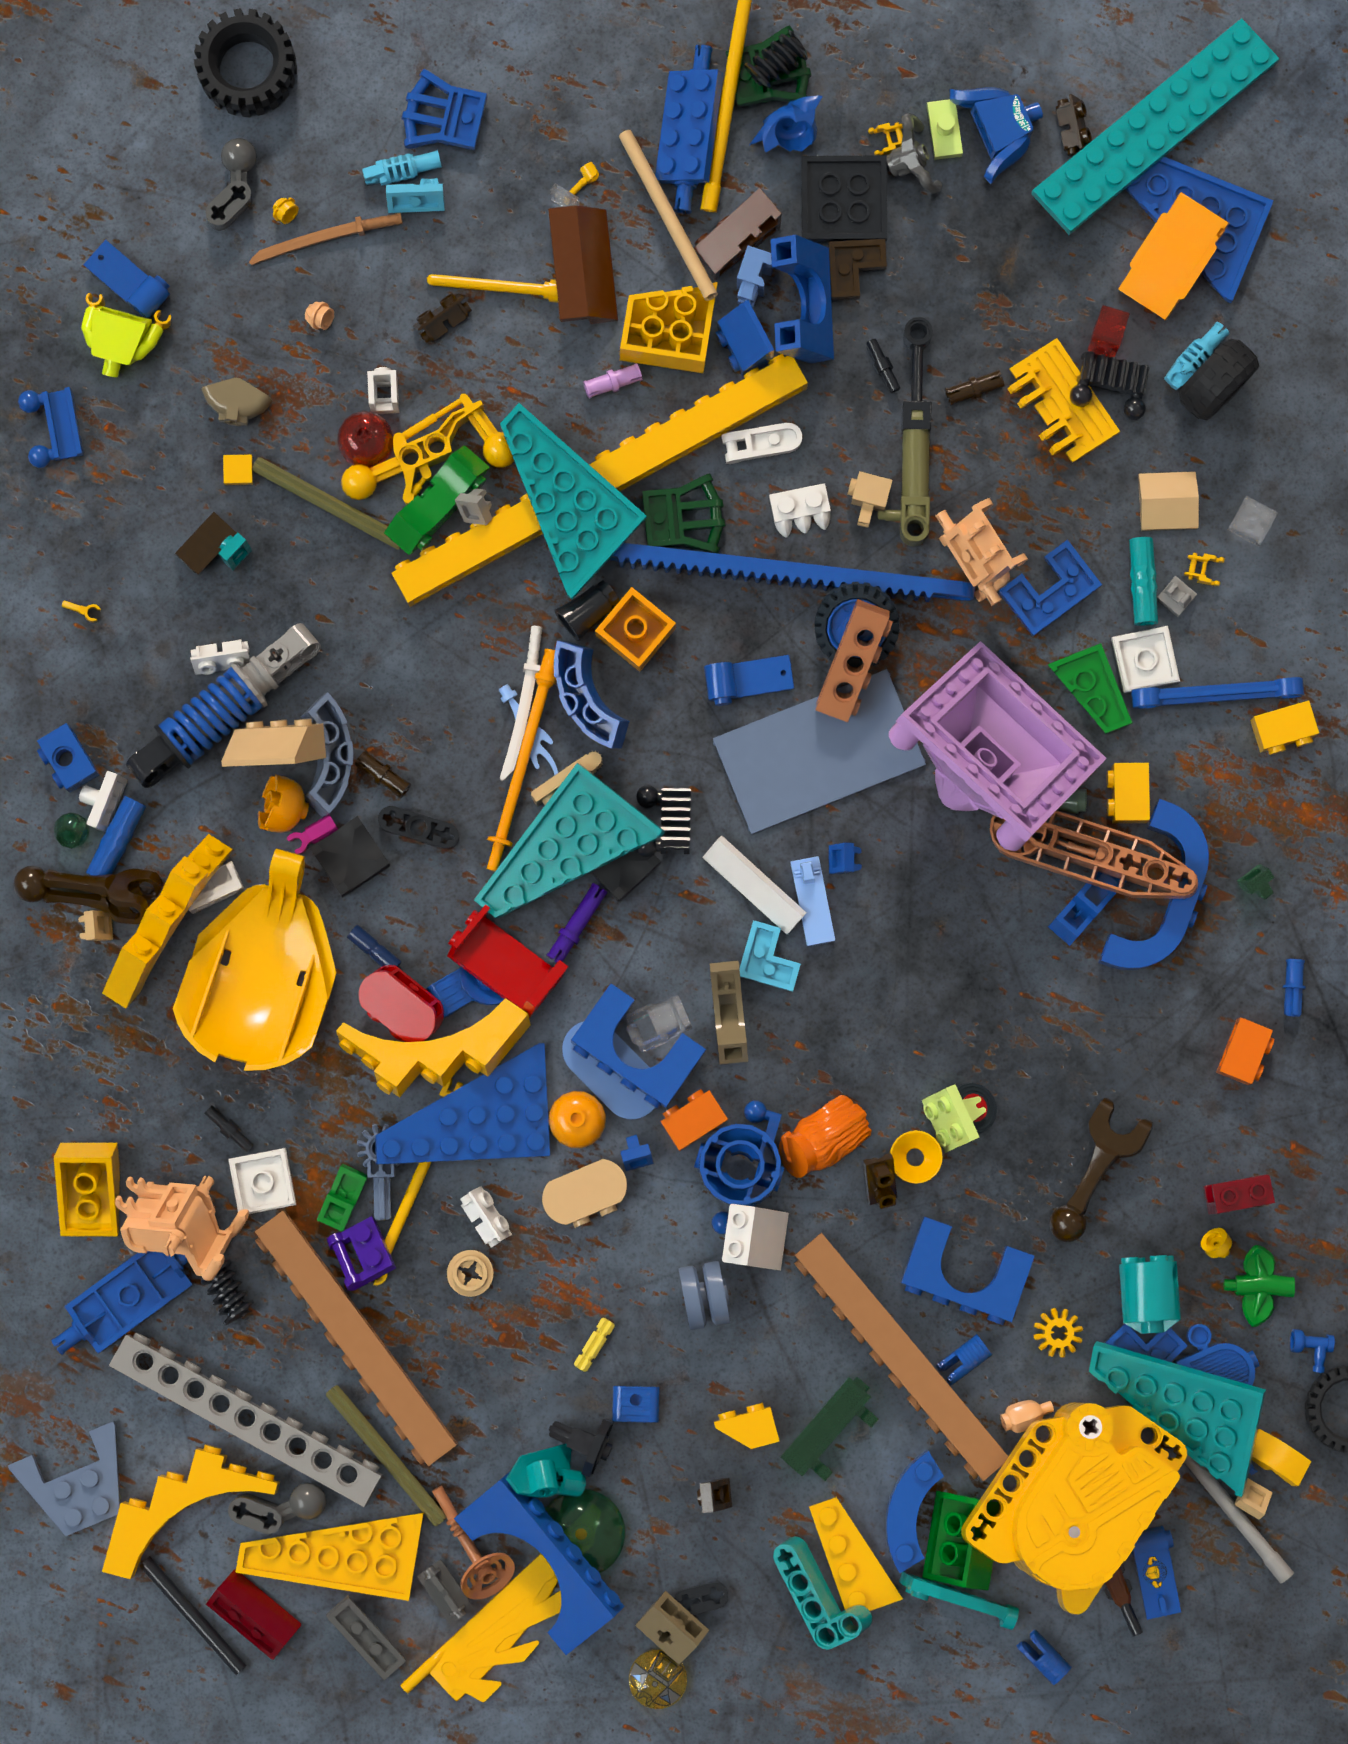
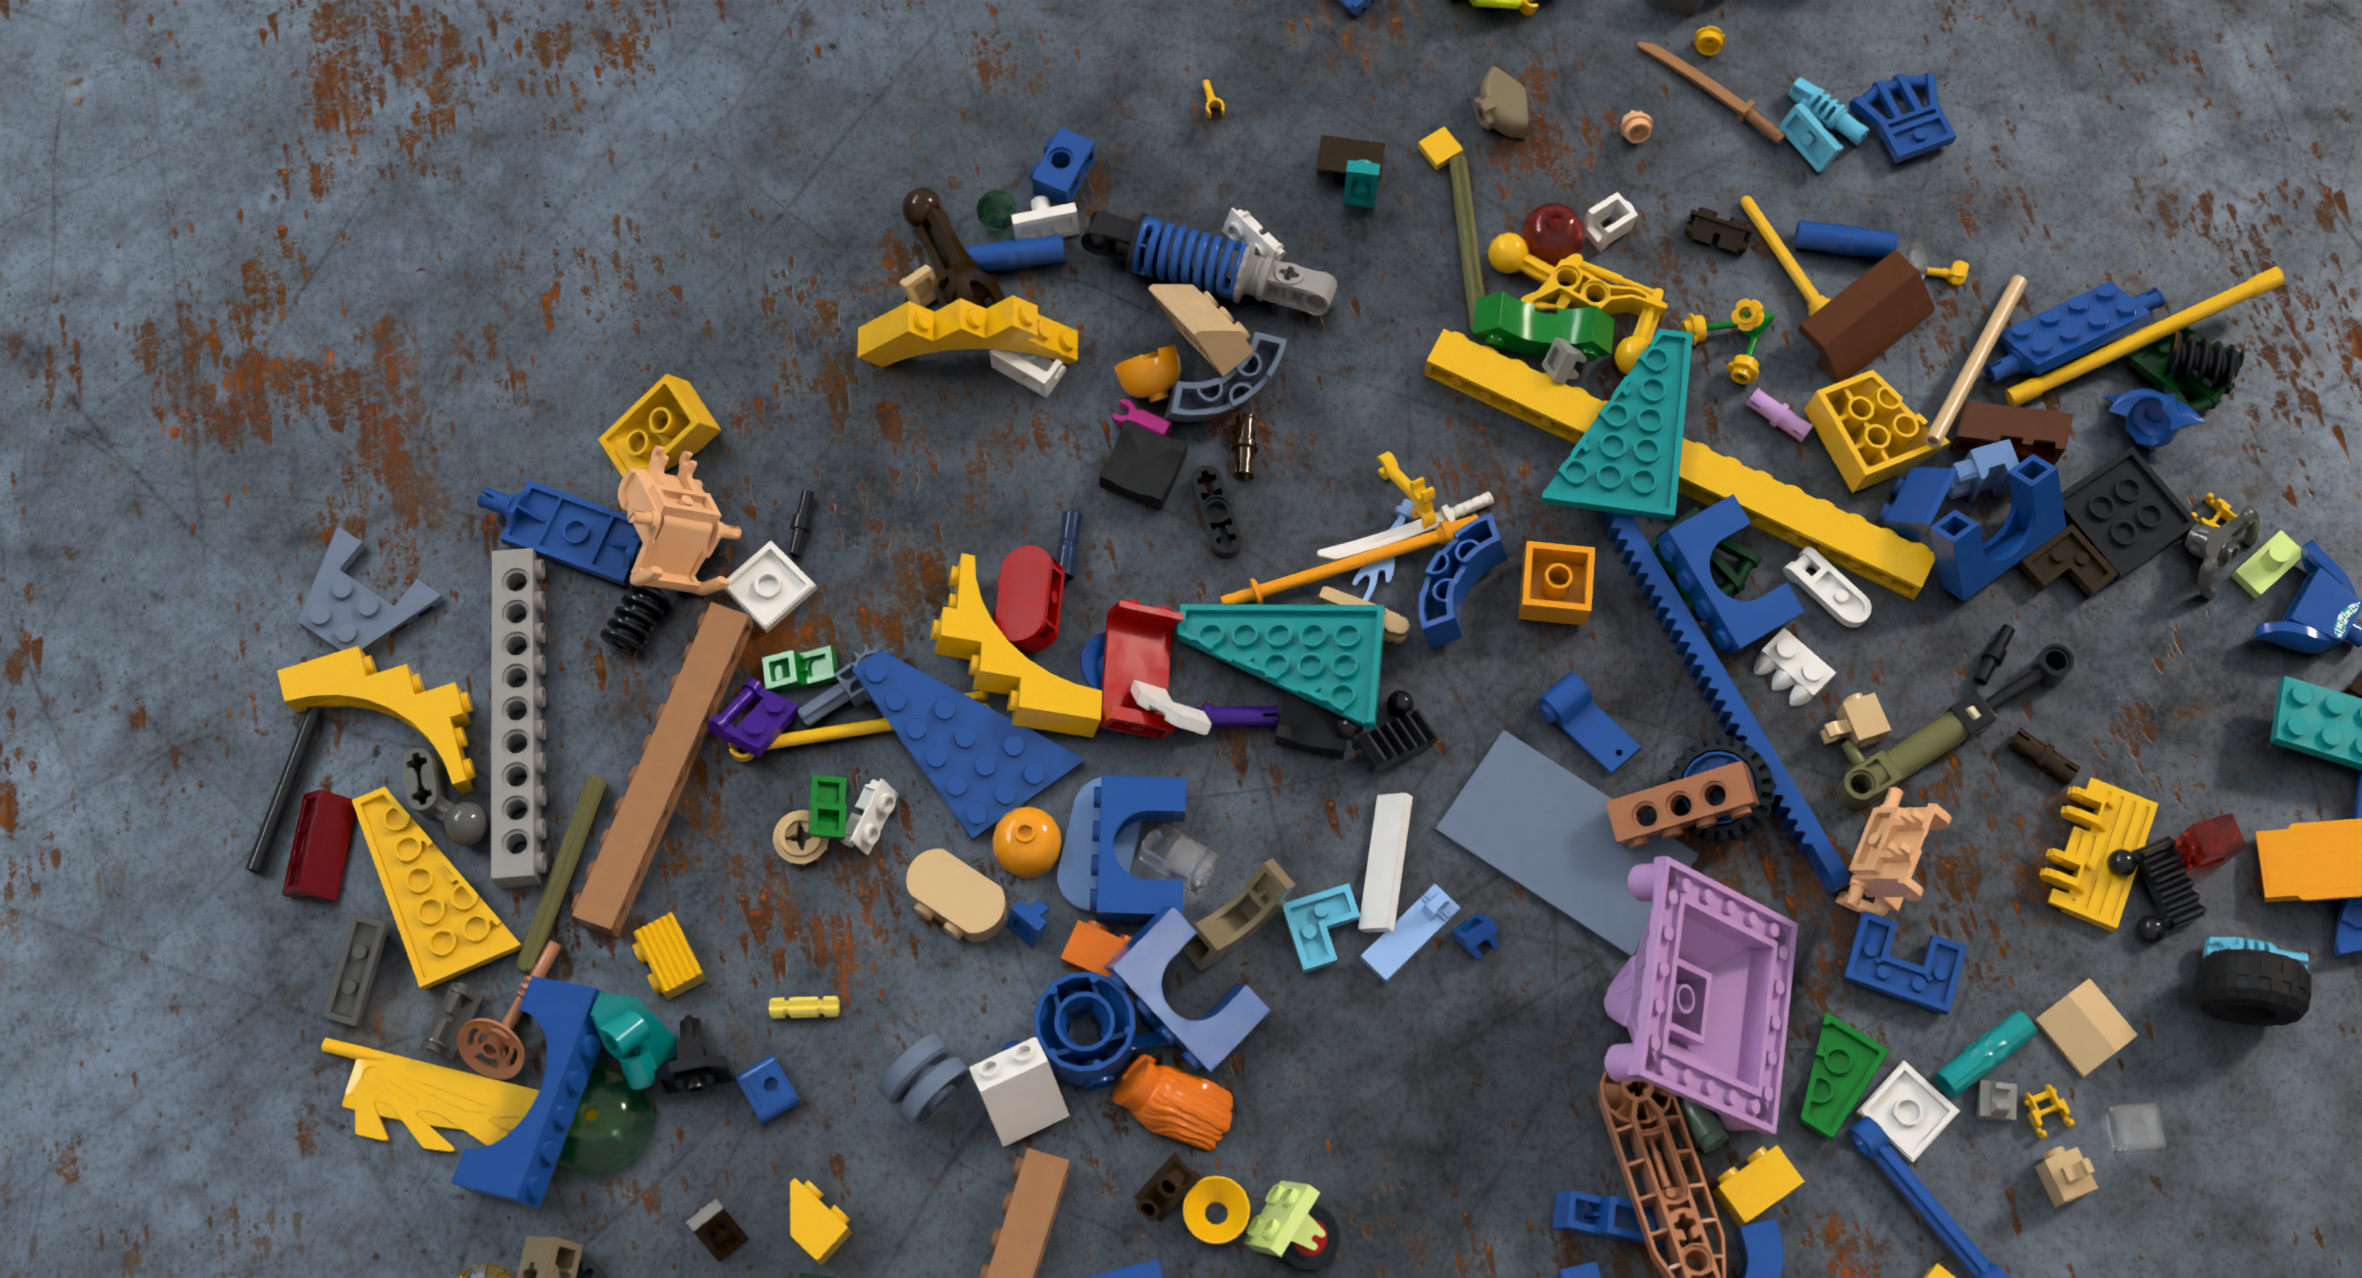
camera: 55 degrees right, 15 degrees down
(253, 1003) = (977, 473): yellow windscreen -> none
(450, 993) = (1070, 641): blue piece -> none
(462, 1242) = (827, 807): none -> green slope
(498, 1416) = (668, 956): none -> yellow brick
(506, 680) = (1413, 489): none -> yellow bar
(511, 233) = (1844, 239): none -> blue axle
(533, 354) = (1748, 318): none -> yellow plant
(562, 957) = (1179, 715): none -> white tile
(587, 609) = (1540, 525): black plant -> none
(675, 521) = (1730, 620): none -> blue arch
(725, 1100) = (1140, 971): none -> arch
(1252, 590) = (2066, 1175): none -> tan brick

